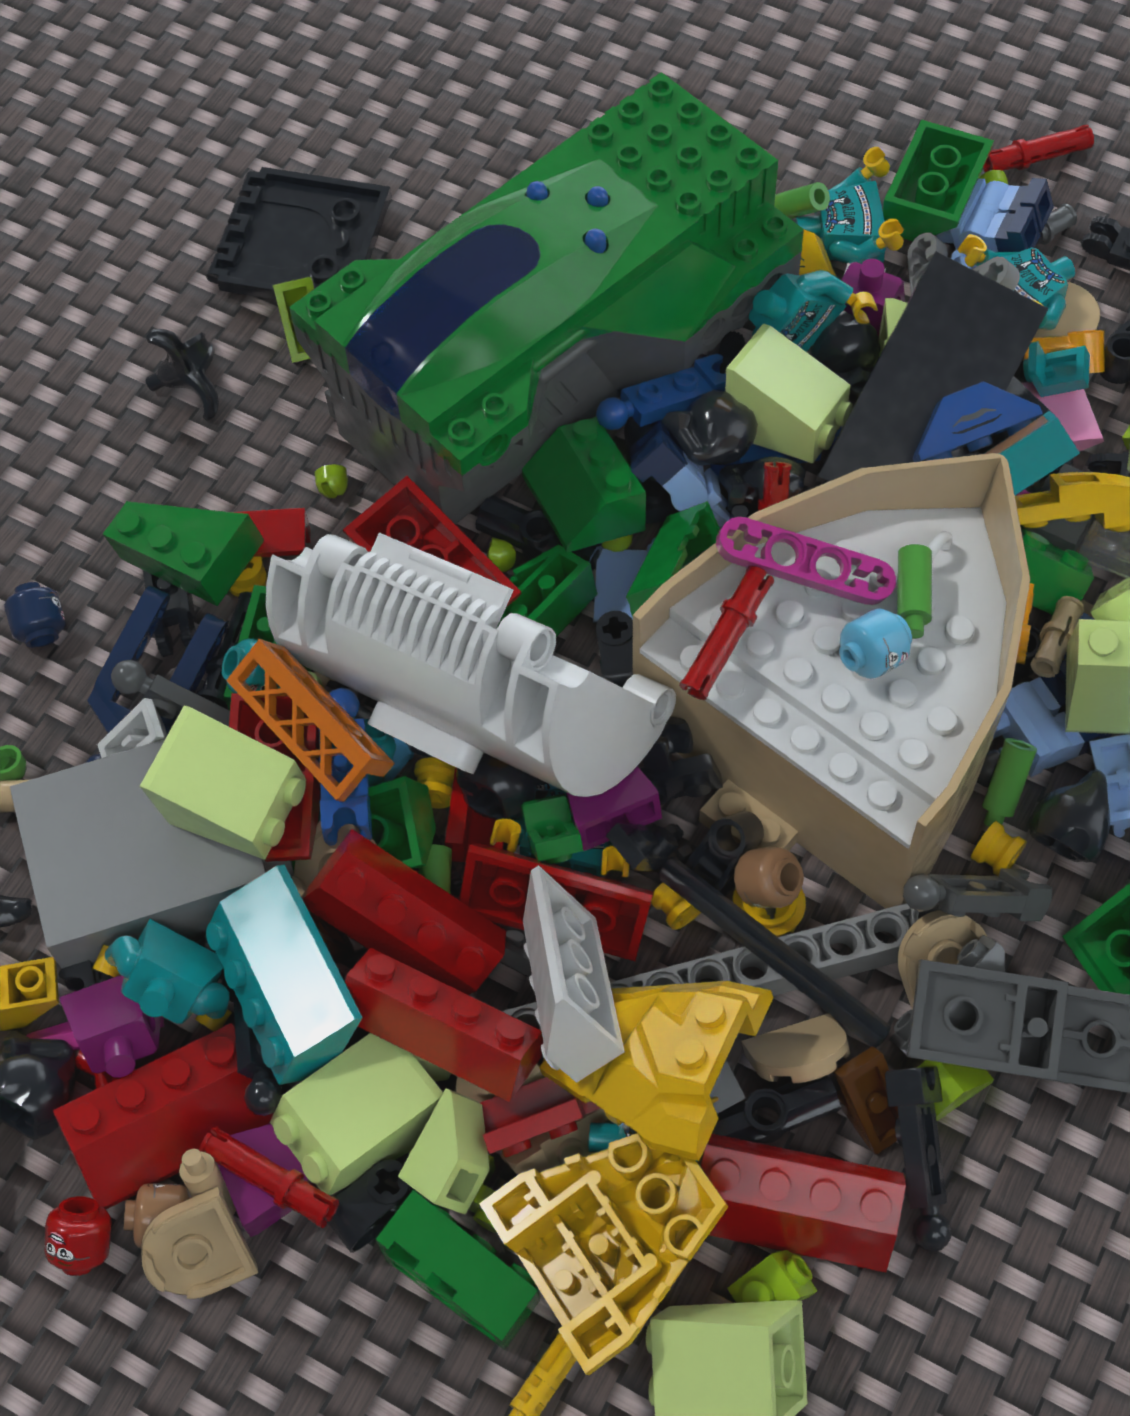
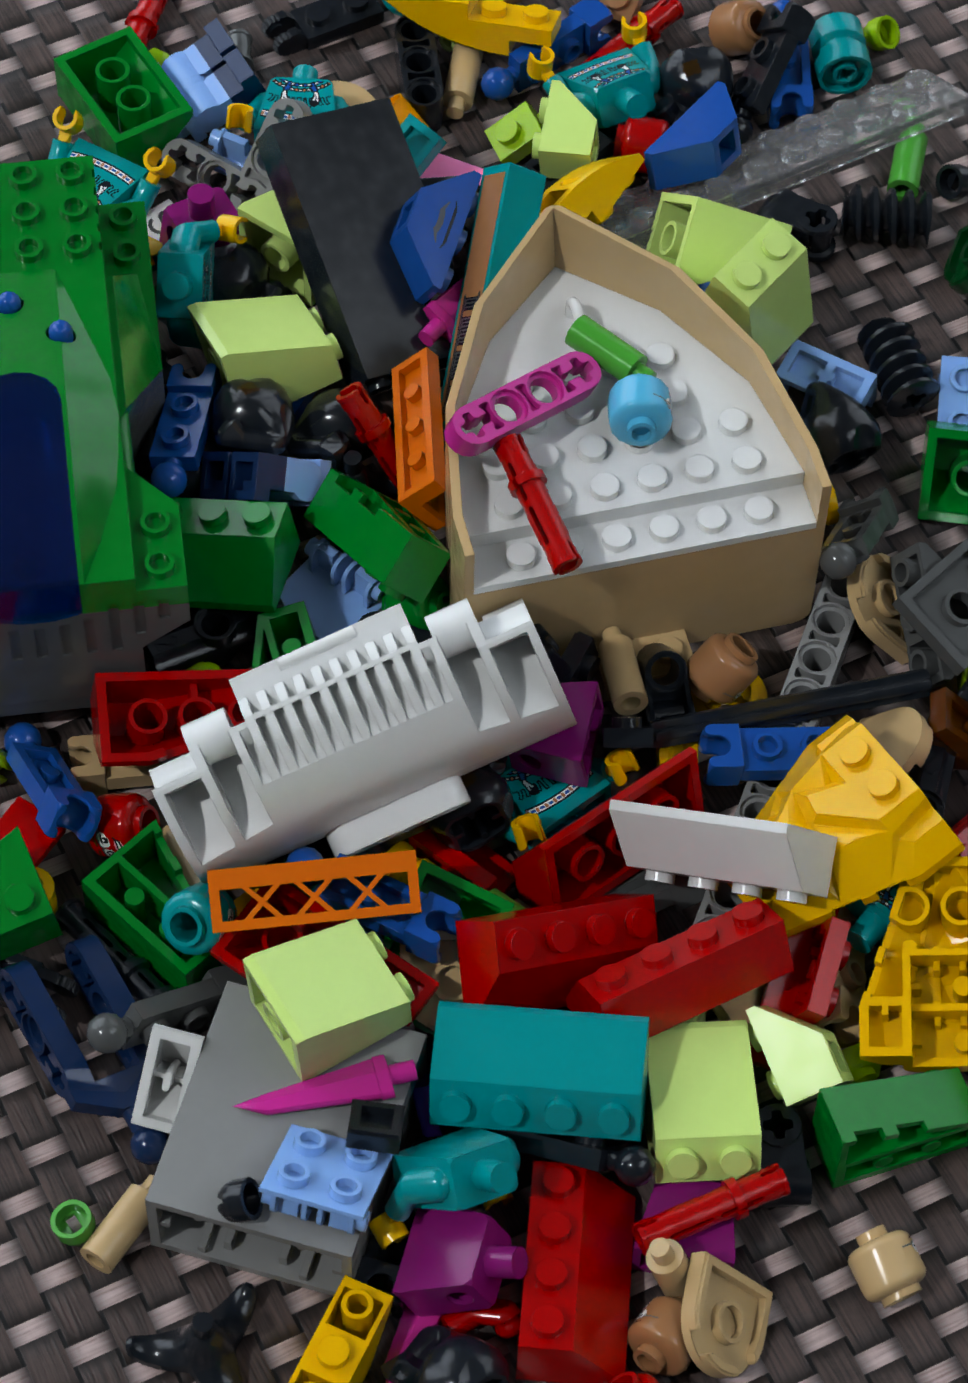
camera: 60 degrees left, 5 degrees down
(29, 852) = (240, 1200): none -> black hinge
(91, 885) = (323, 1175): none -> light blue hinge
(153, 891) = (375, 1126): none -> black tile
(186, 856) = (361, 1081): none -> dark pink bar
(328, 1347) = (886, 1266): none -> tan head
(331, 511) = (51, 784): none -> blue plate
(550, 829) = (556, 795): green bracket -> none
(706, 808) = (622, 672): none -> tan cylinder
(716, 958) = (752, 752): none -> blue plate

